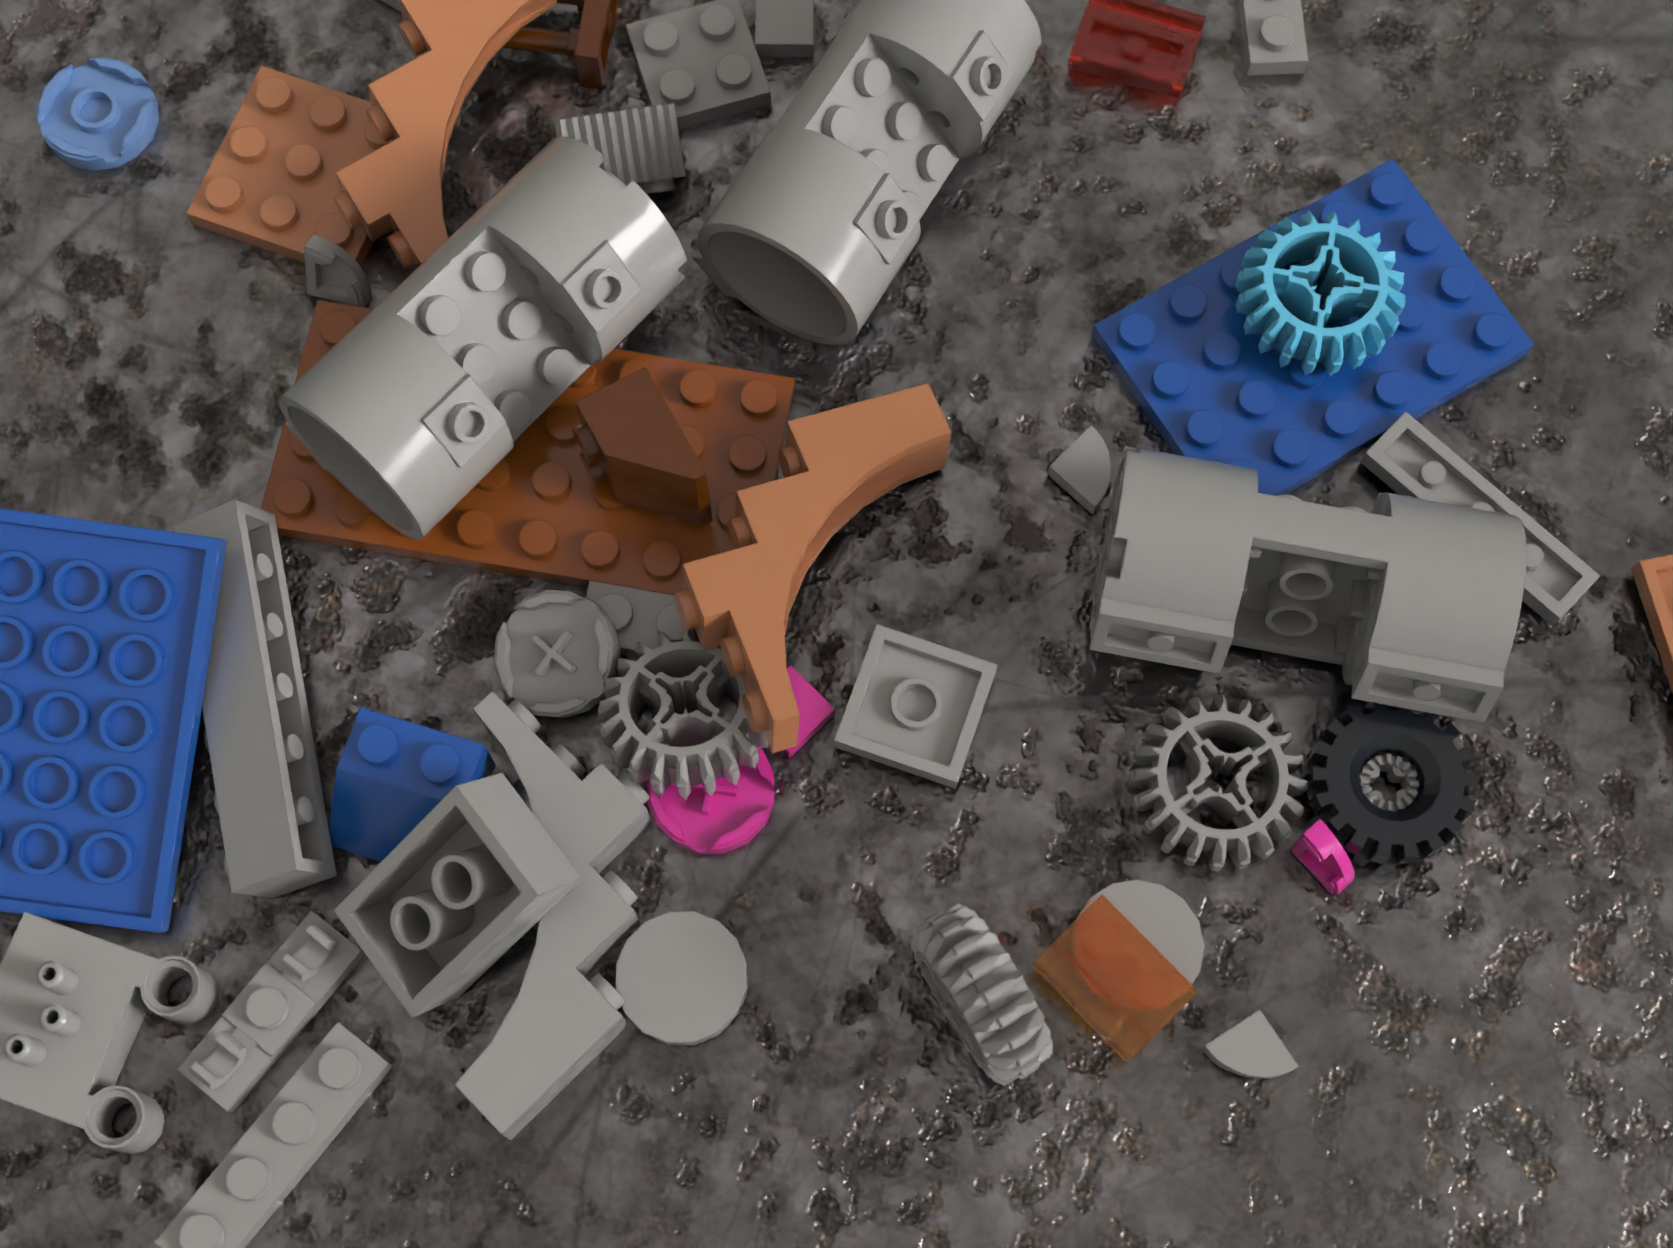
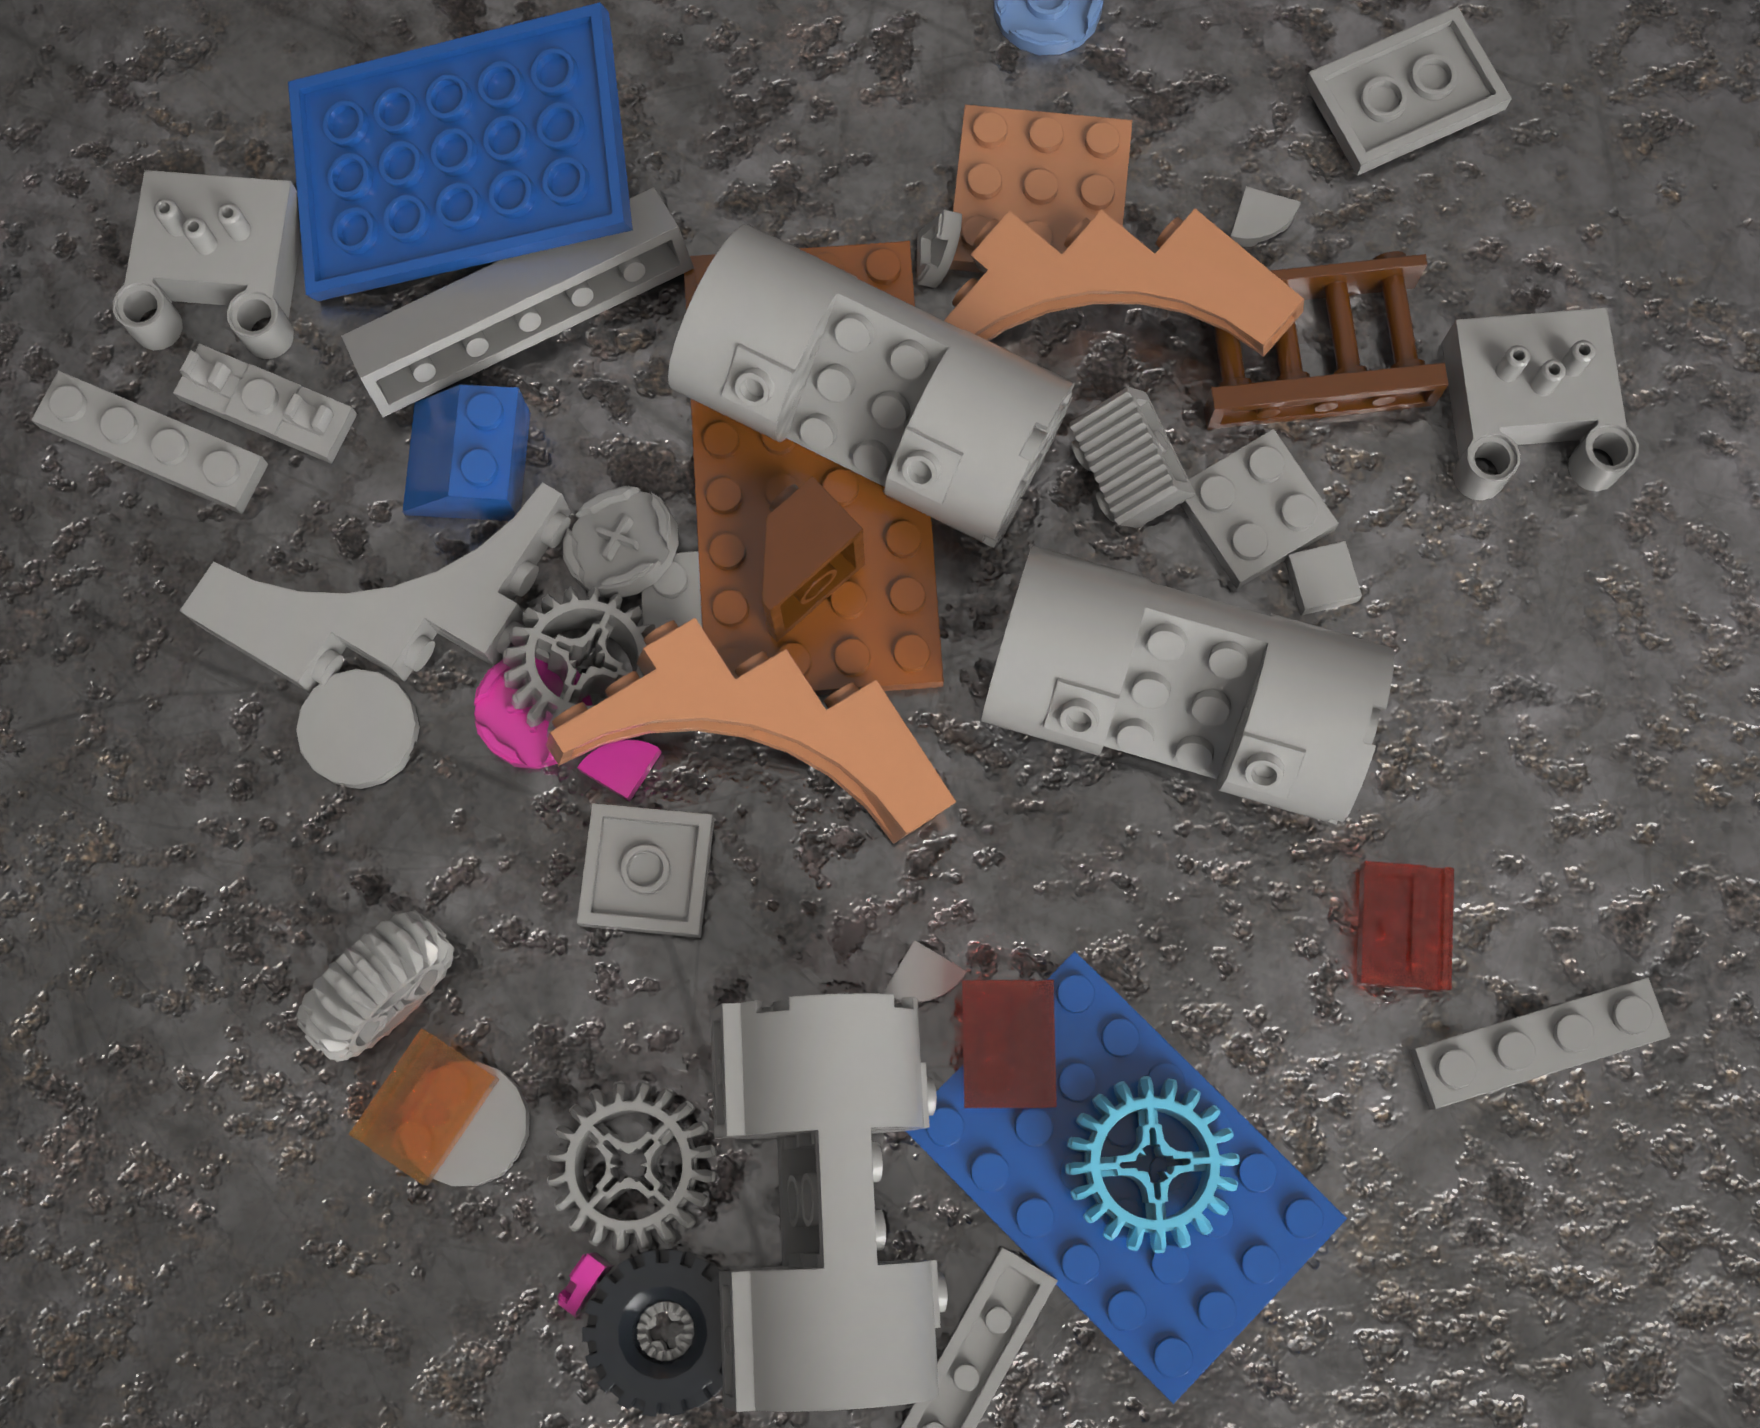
camera: 80 degrees right, 5 degrees up
(457, 893) = (368, 514): light grey brick -> none
(1179, 392) = (1008, 1044): none -> clear red plate
(1251, 1050) = (392, 1249): light grey tile -> none

